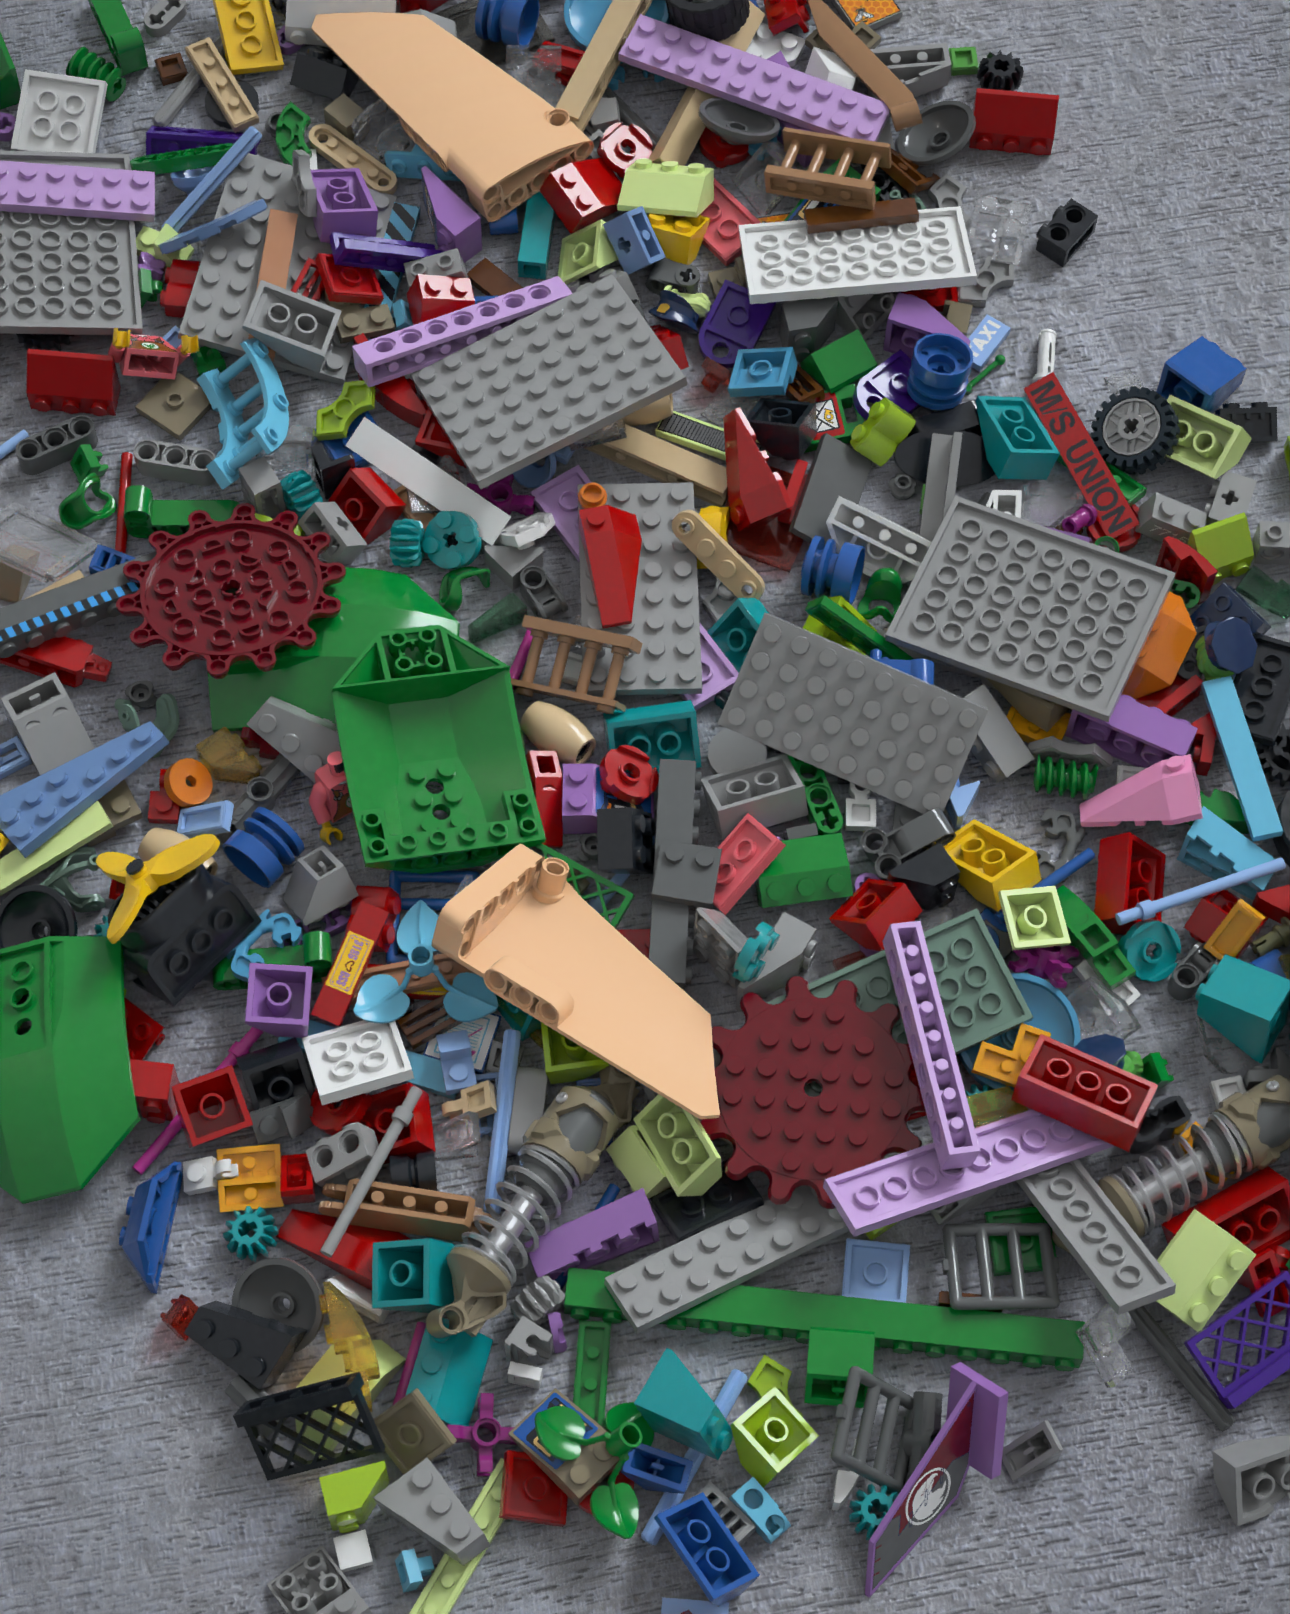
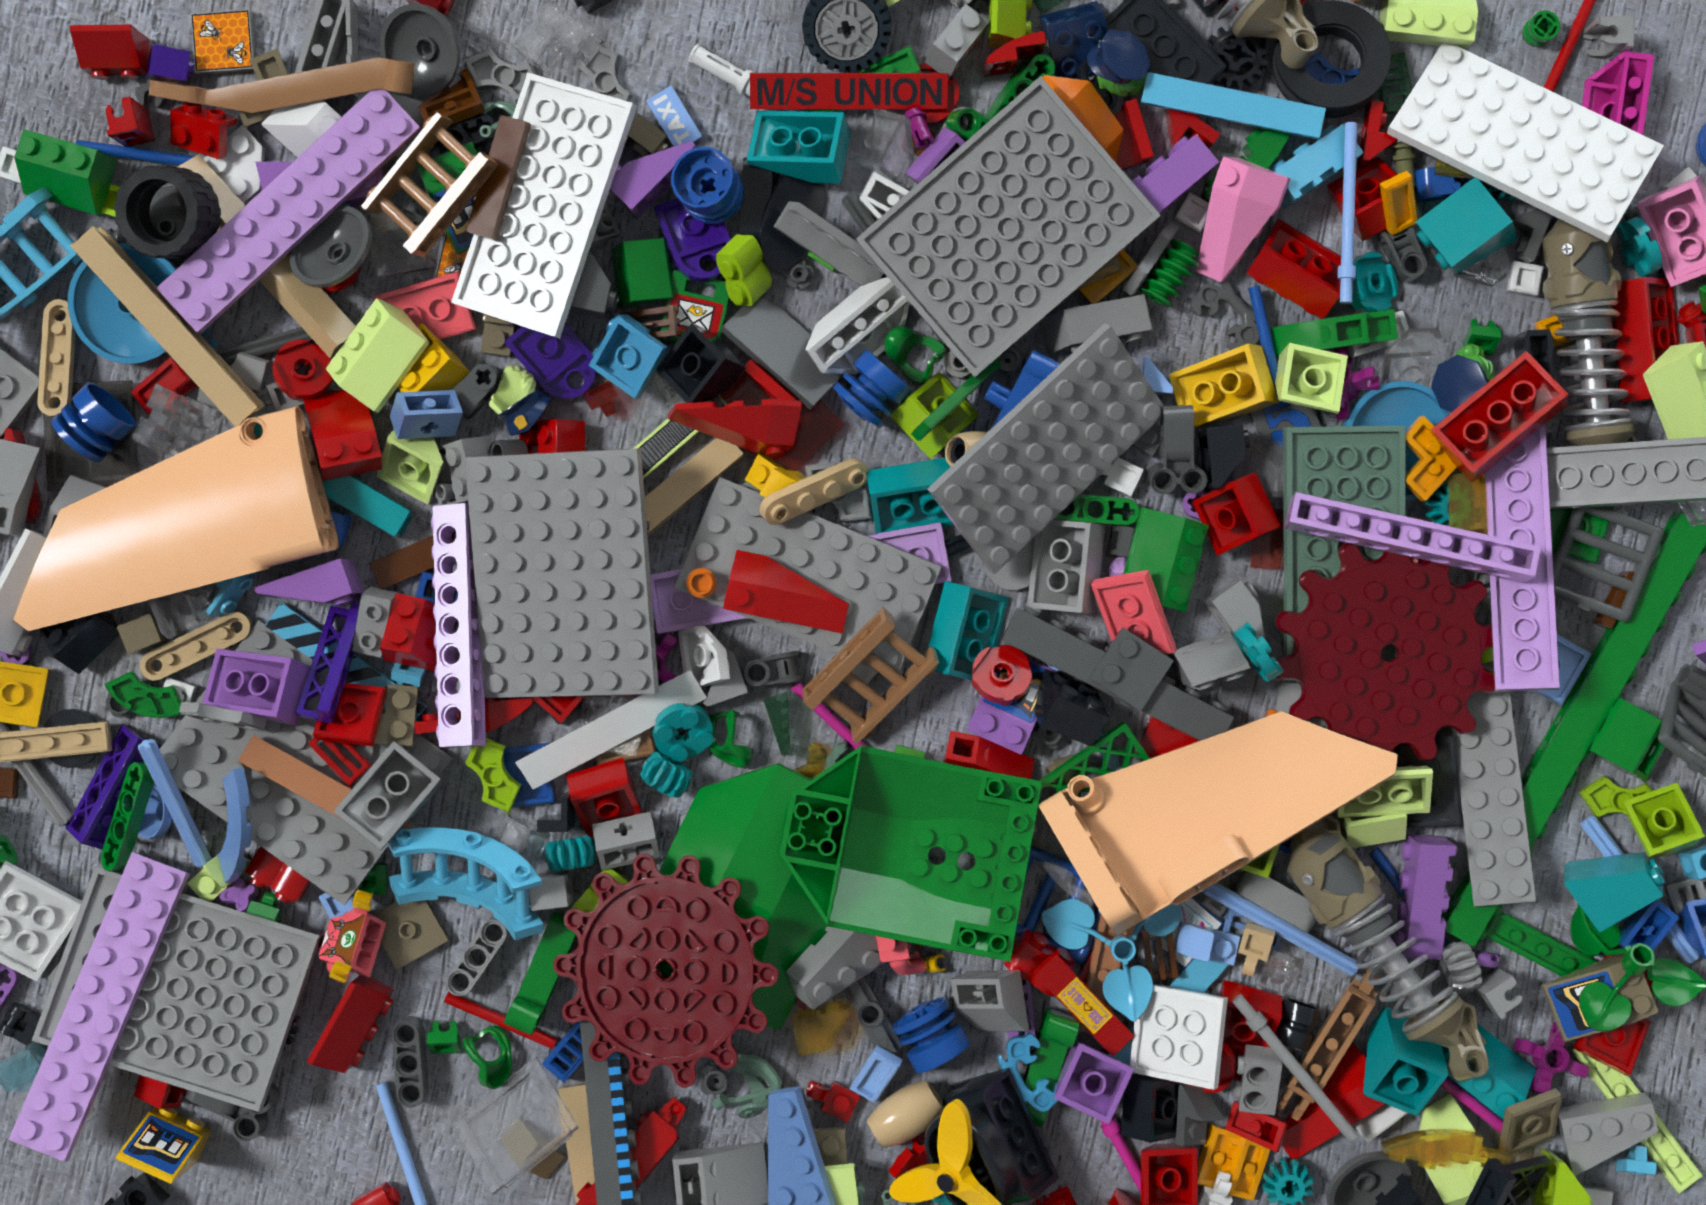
camera: 65 degrees left, 25 degrees up
(176, 784) = (819, 1081): orange piece -> none
(525, 1375) = (1510, 995): white tile -> none
(558, 730) = (927, 718): tan piece -> none
(999, 360) = (700, 113): green hinge -> none

